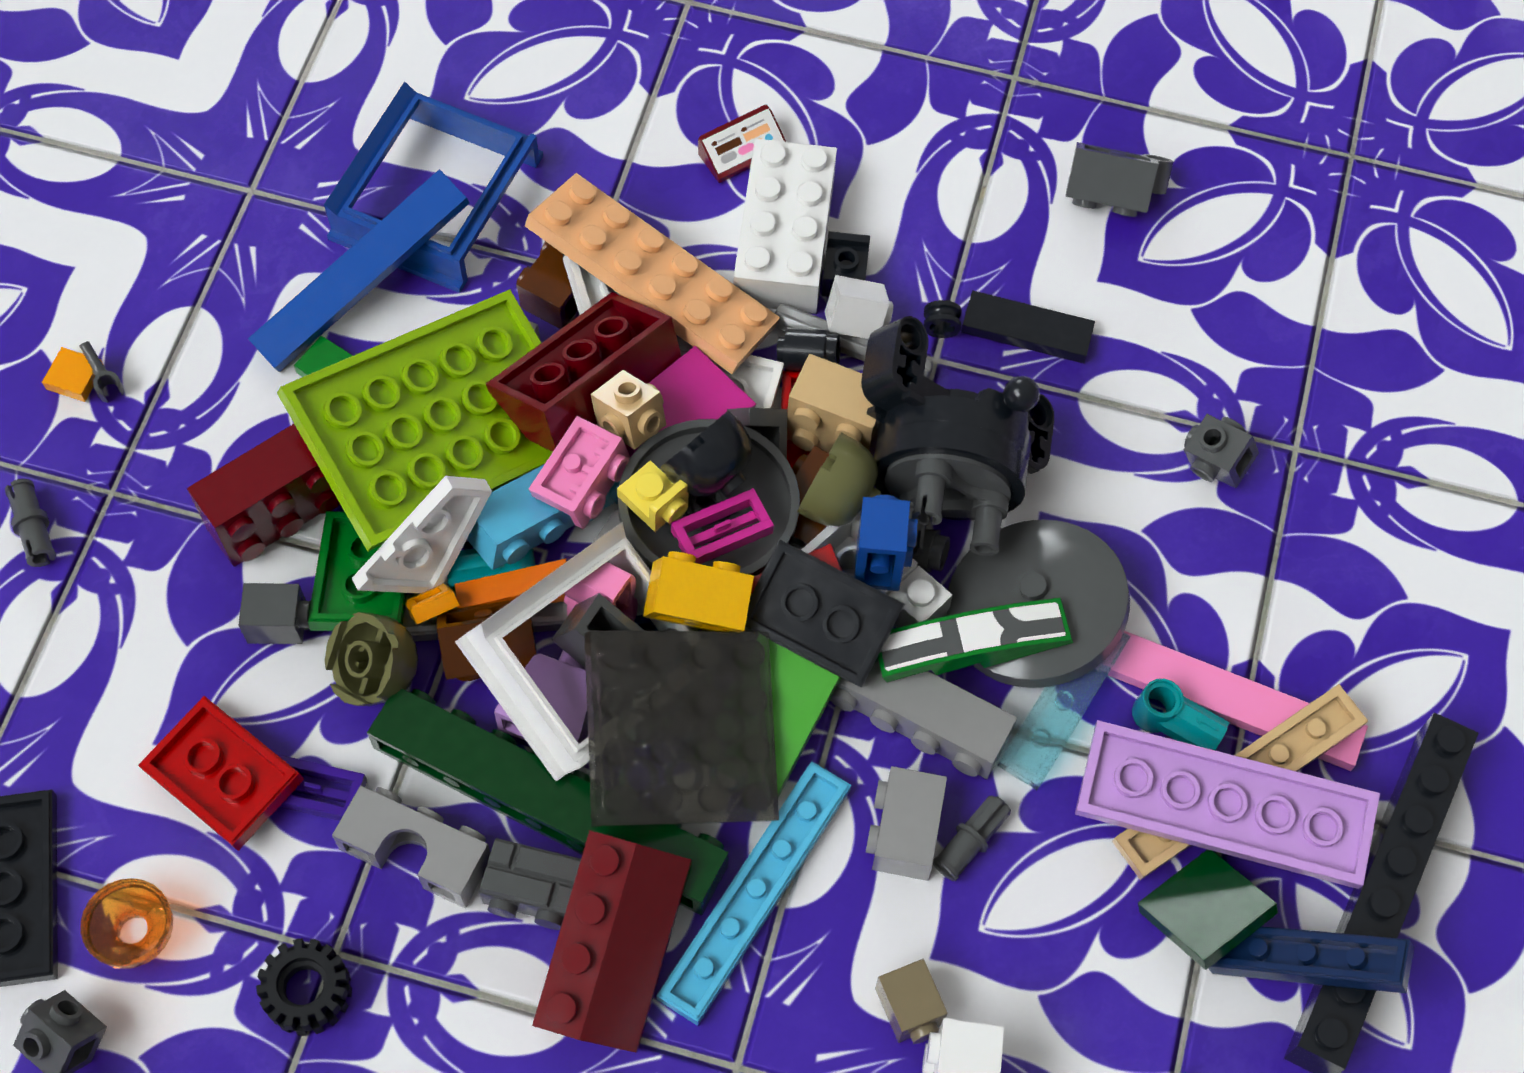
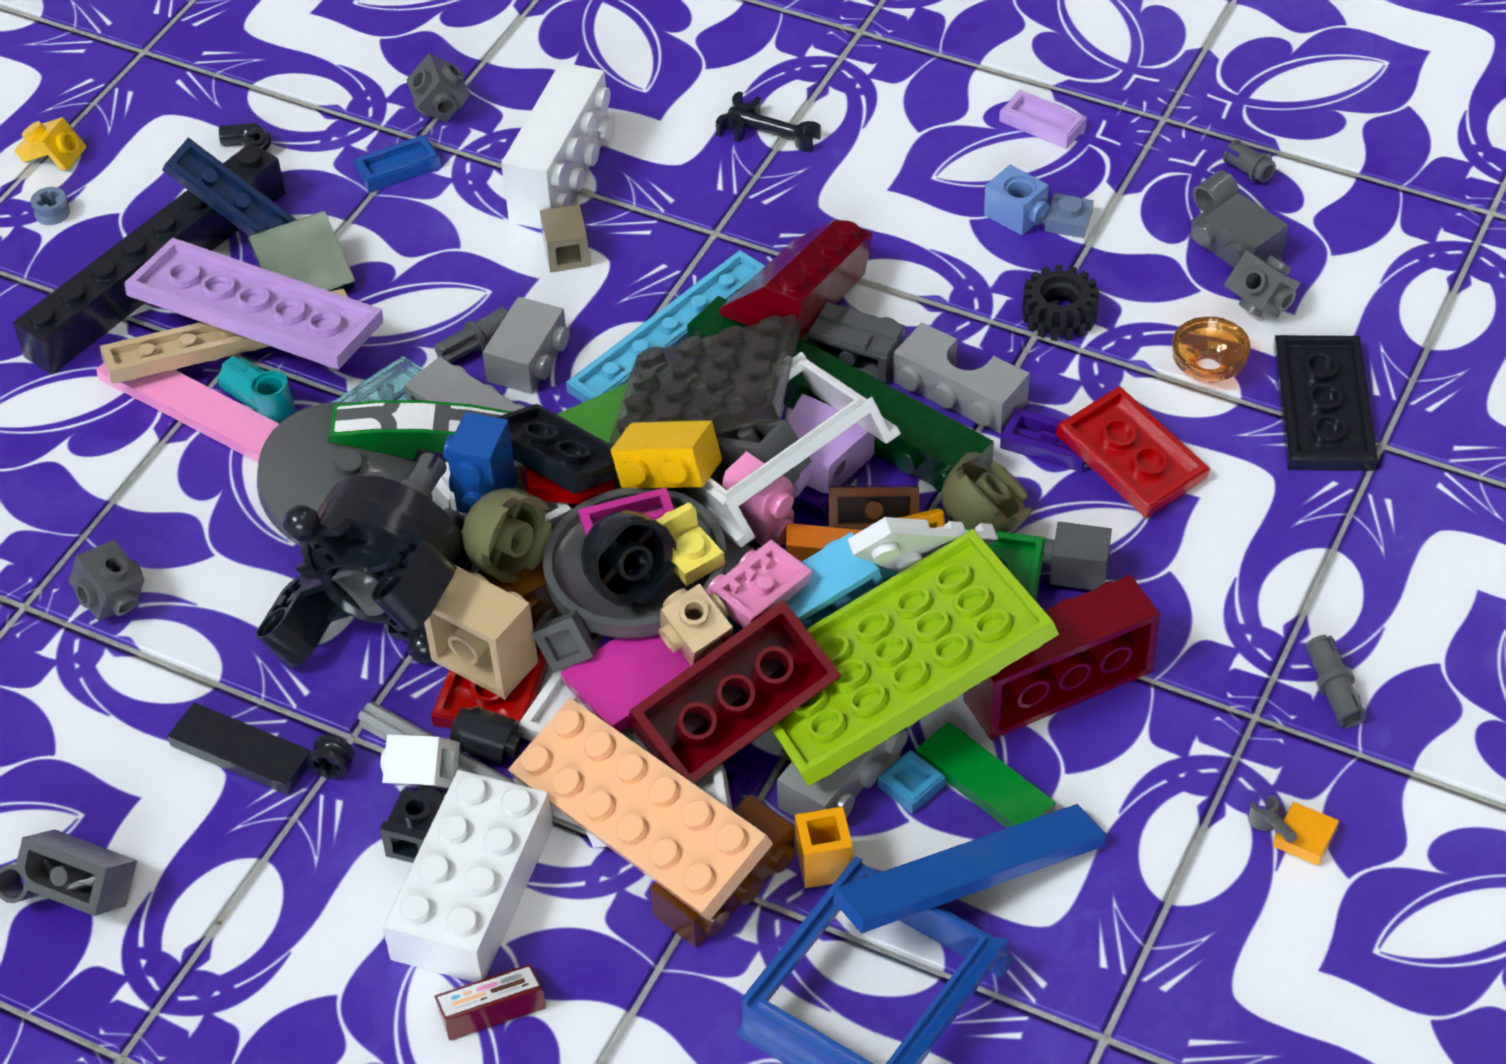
camera: 165 degrees left, 15 degrees down
(487, 272) = (822, 845): none -> light orange brick

